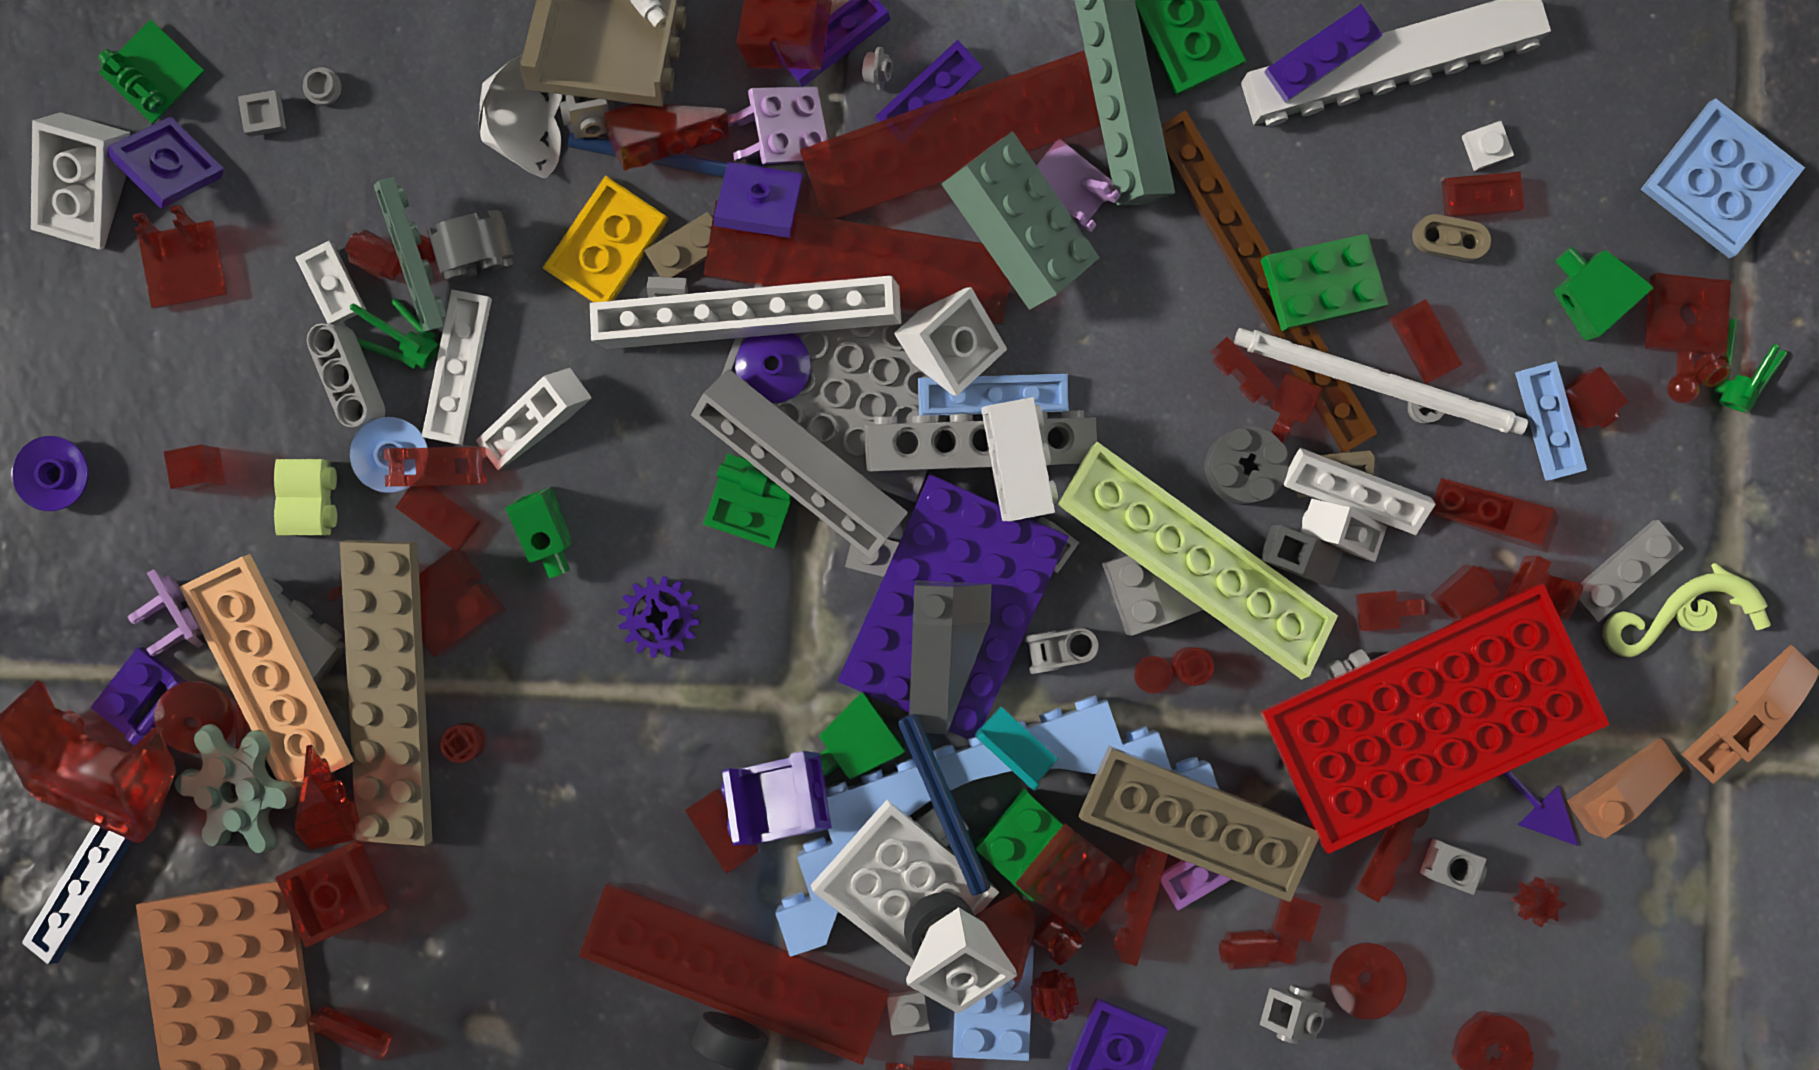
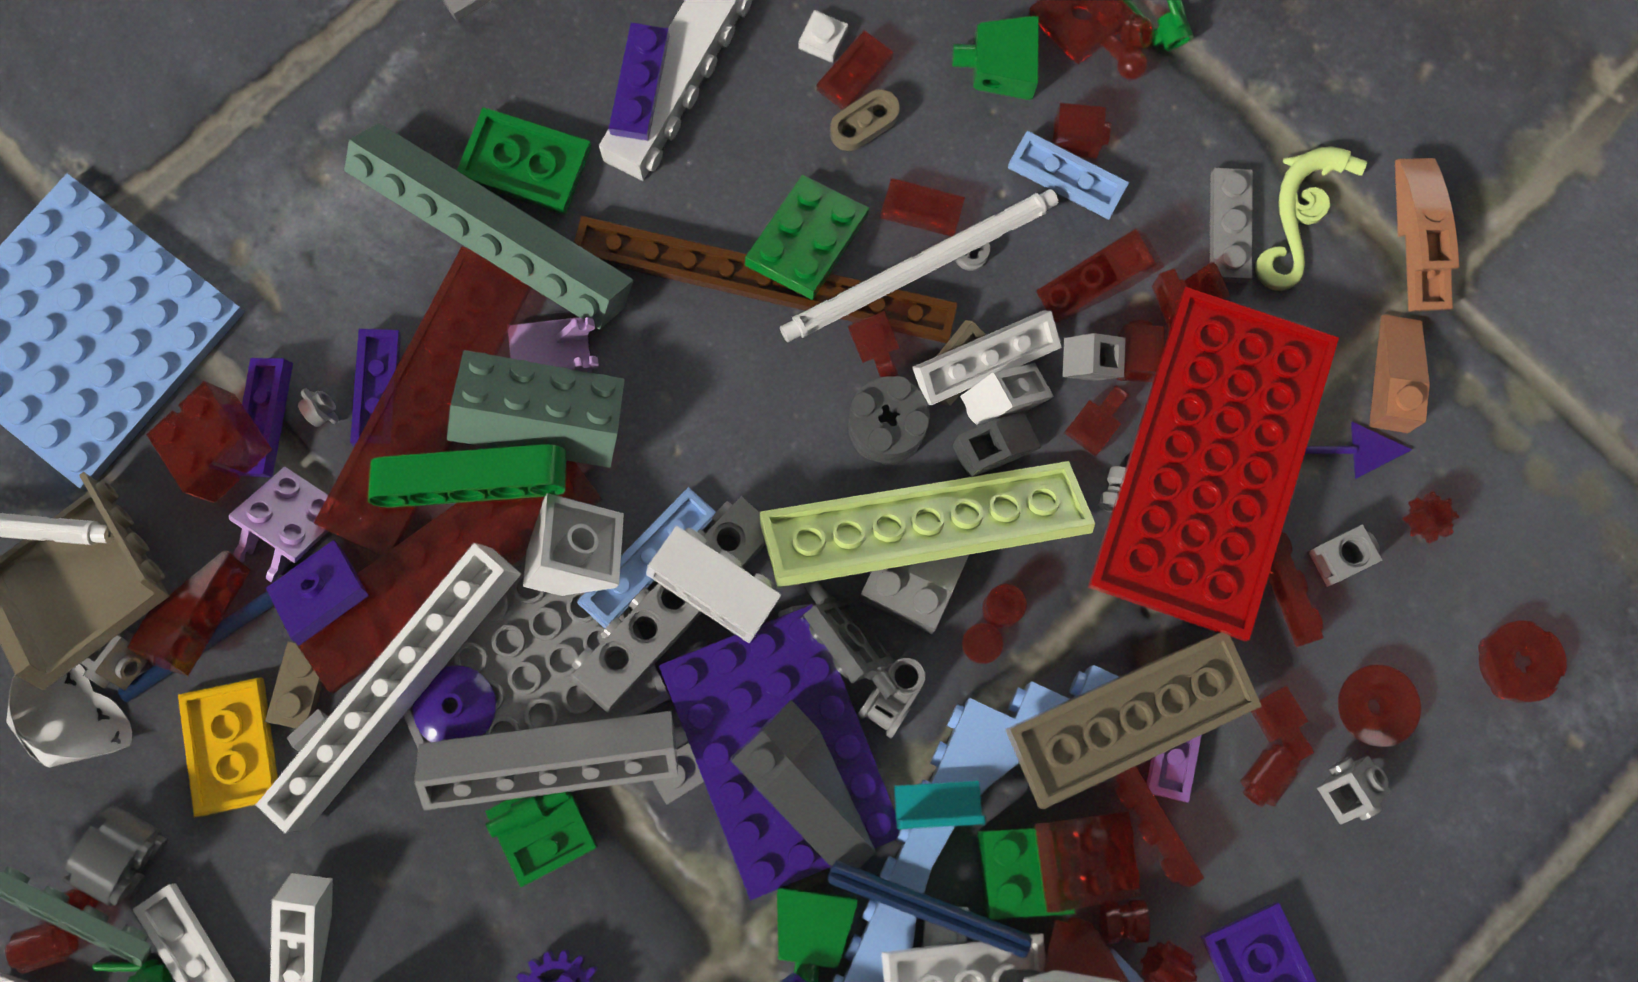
camera: 50 degrees left, 10 degrees down
(930, 221) = (467, 476): none -> green beam
(1069, 584) = (849, 639): none -> dark grey plate
(1253, 382) = (832, 356): clear red plate -> none
(1430, 565) = (1094, 357): none -> light grey brick

